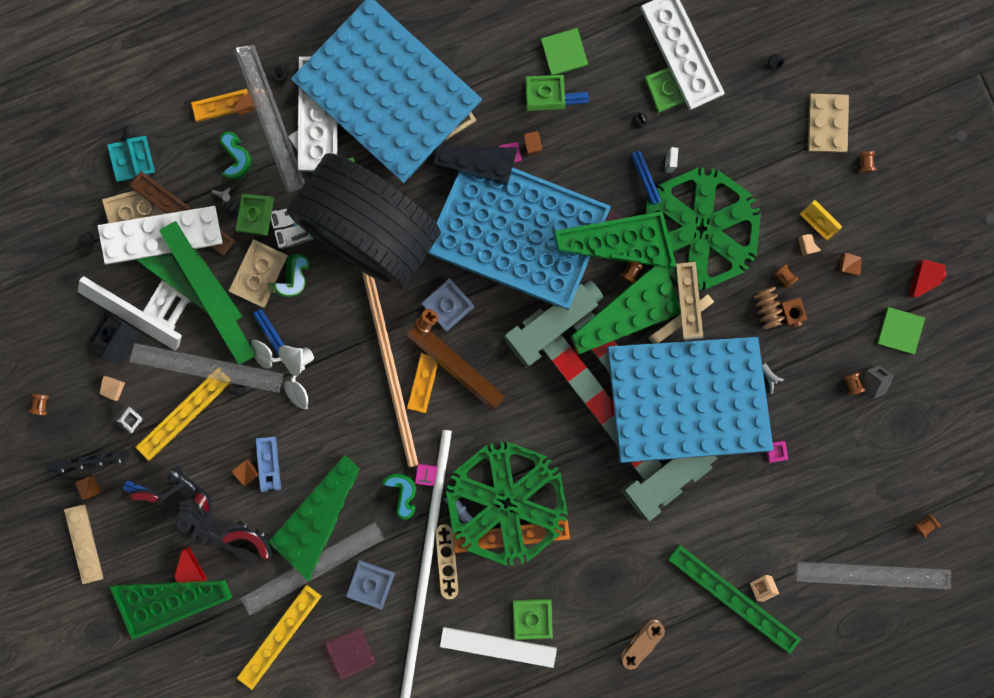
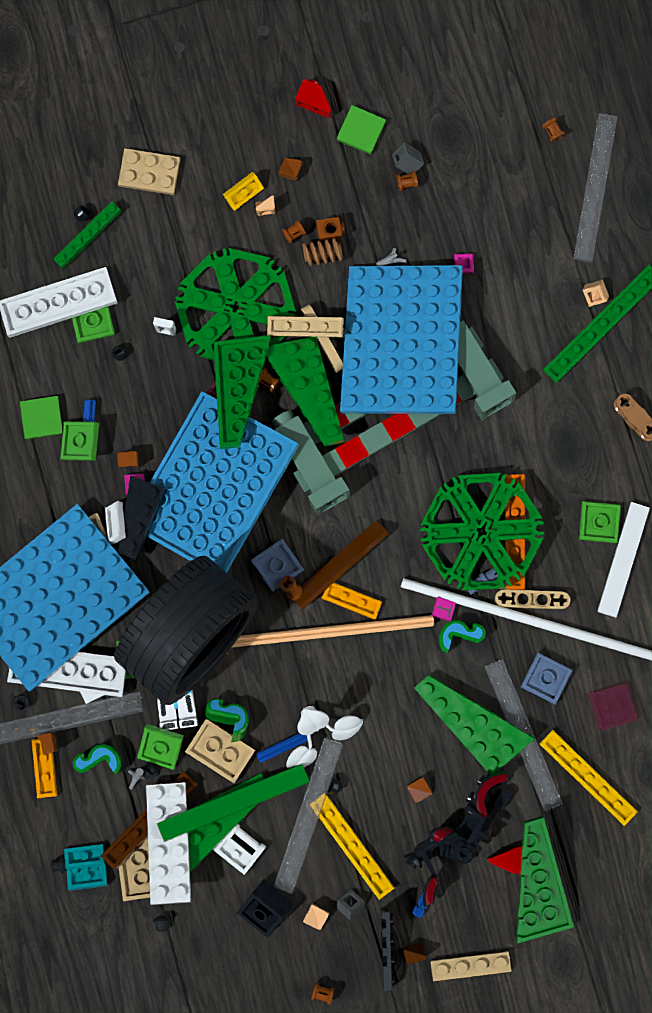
camera: 75 degrees left, 5 degrees down
(129, 313) = (242, 888): white tile -> none
(268, 463) = (412, 765): medium blue plate -> none
(468, 139) = (115, 522): none -> white tile
(646, 177) = (178, 354): blue axle -> none
(754, 70) = (87, 235): none -> green piece
(867, 162) = (192, 139): dark orange bush -> none

